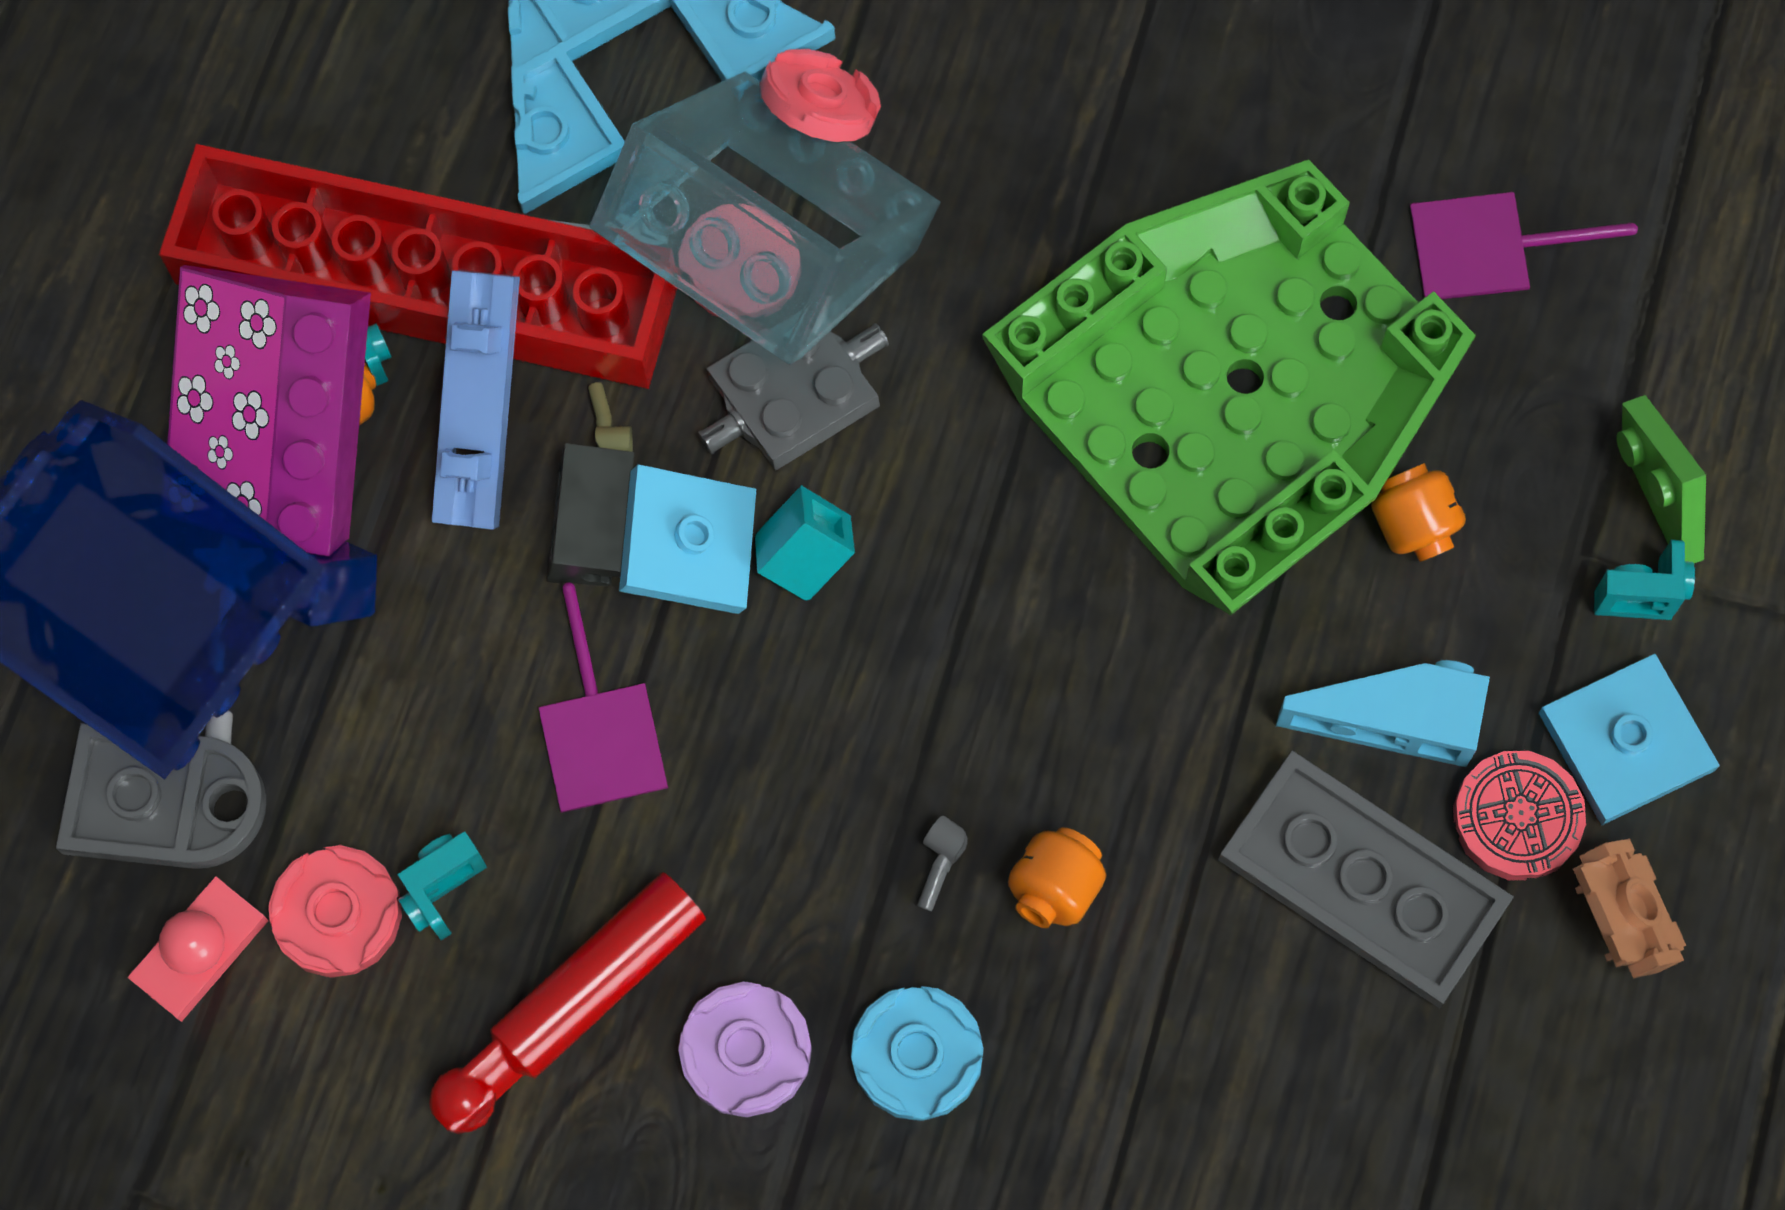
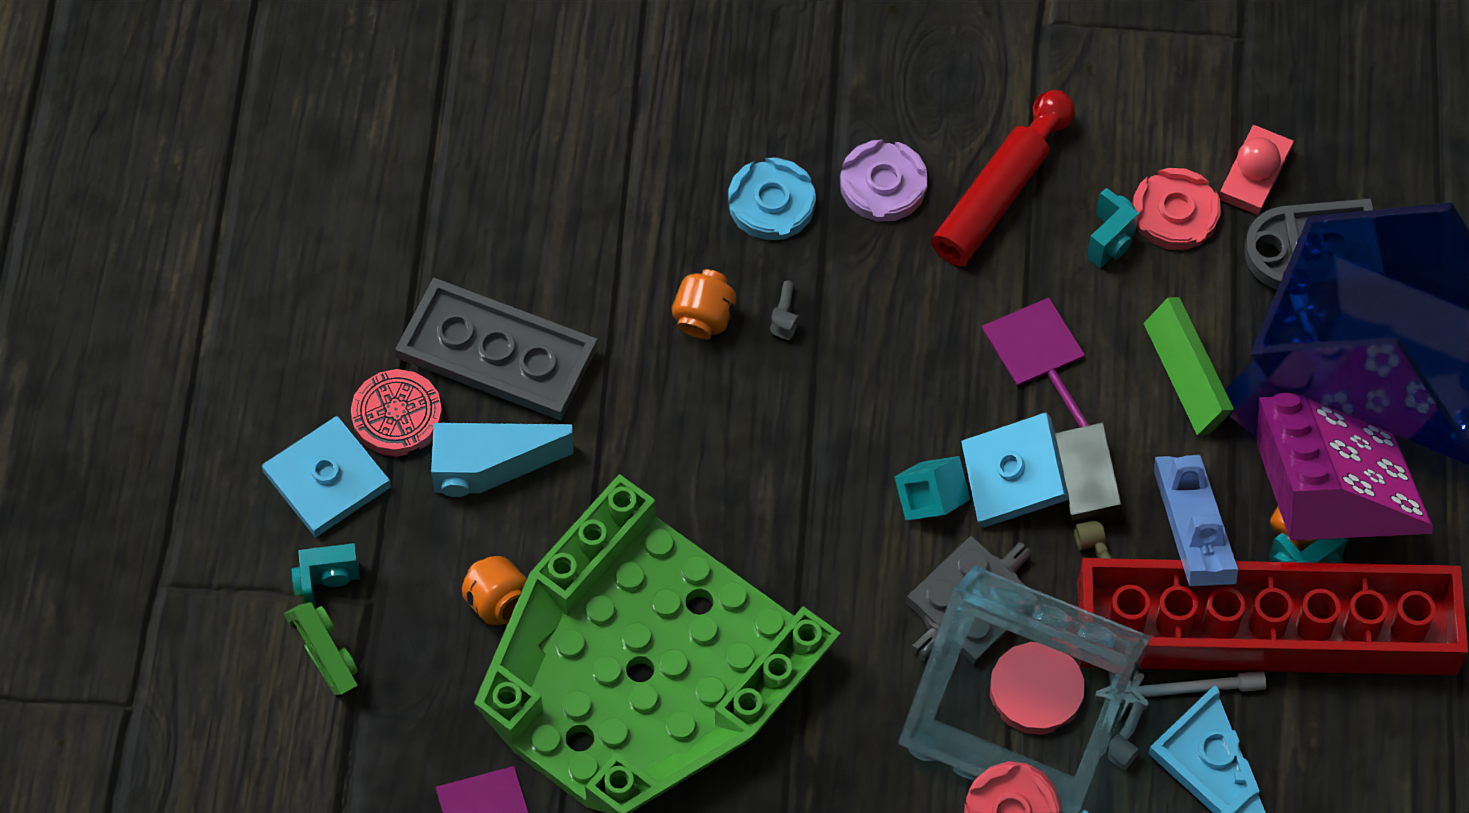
camera: 165 degrees right, 10 degrees down
(404, 646) = (1188, 366): none -> bright green tile
(1629, 909) = (315, 356): nougat piece -> none

